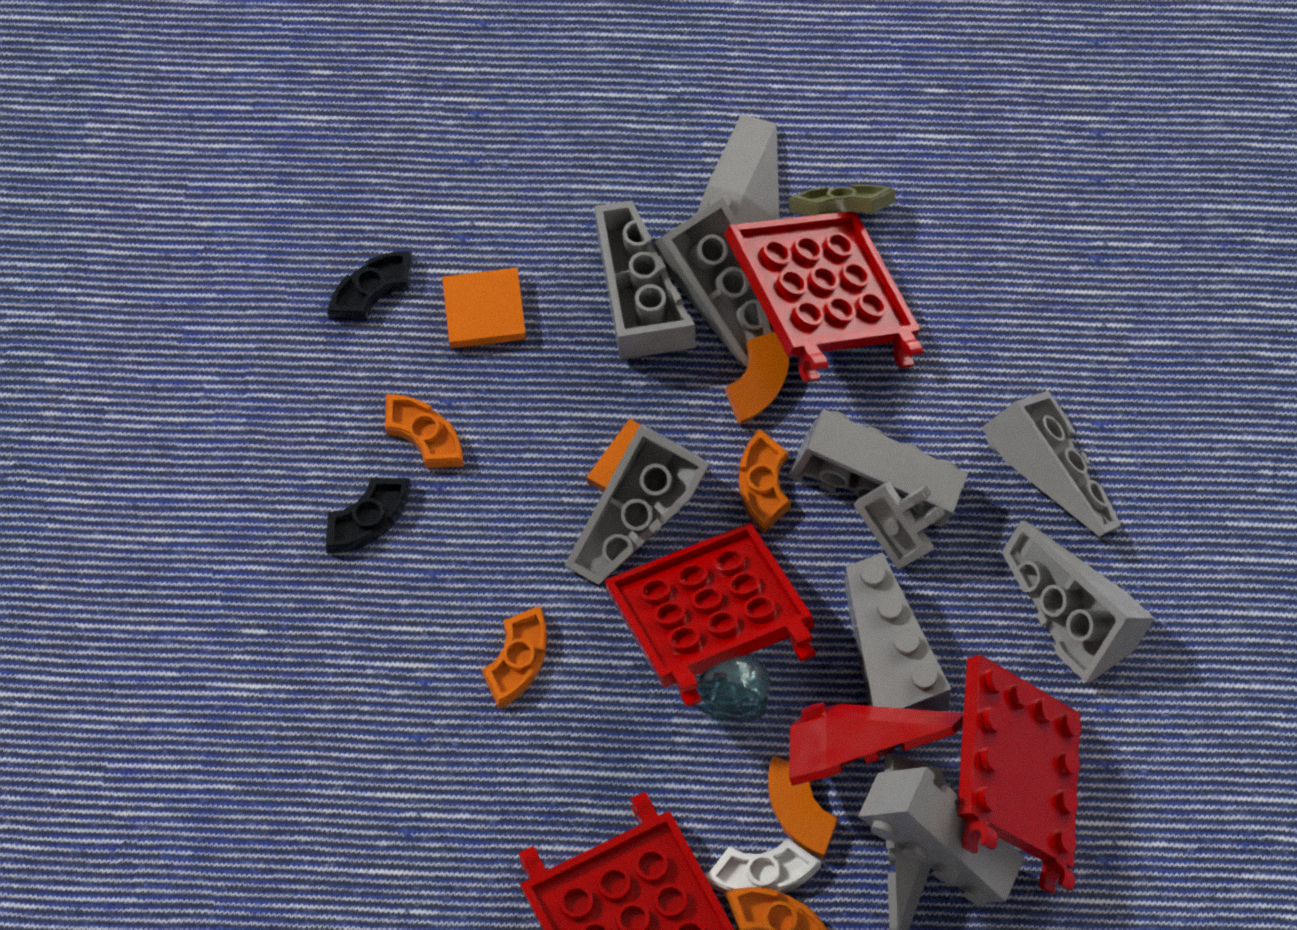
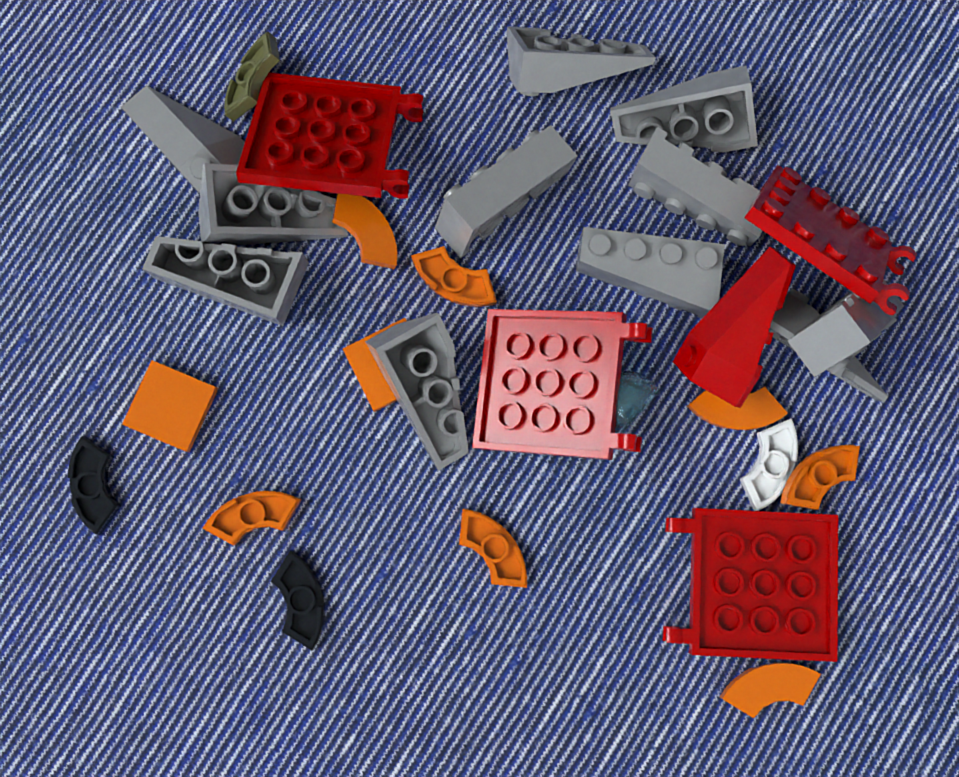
camera: 65 degrees left, 20 degrees up
(894, 524) = (561, 203): light grey hinge -> none
(994, 611) = (695, 189): none -> light grey wedge

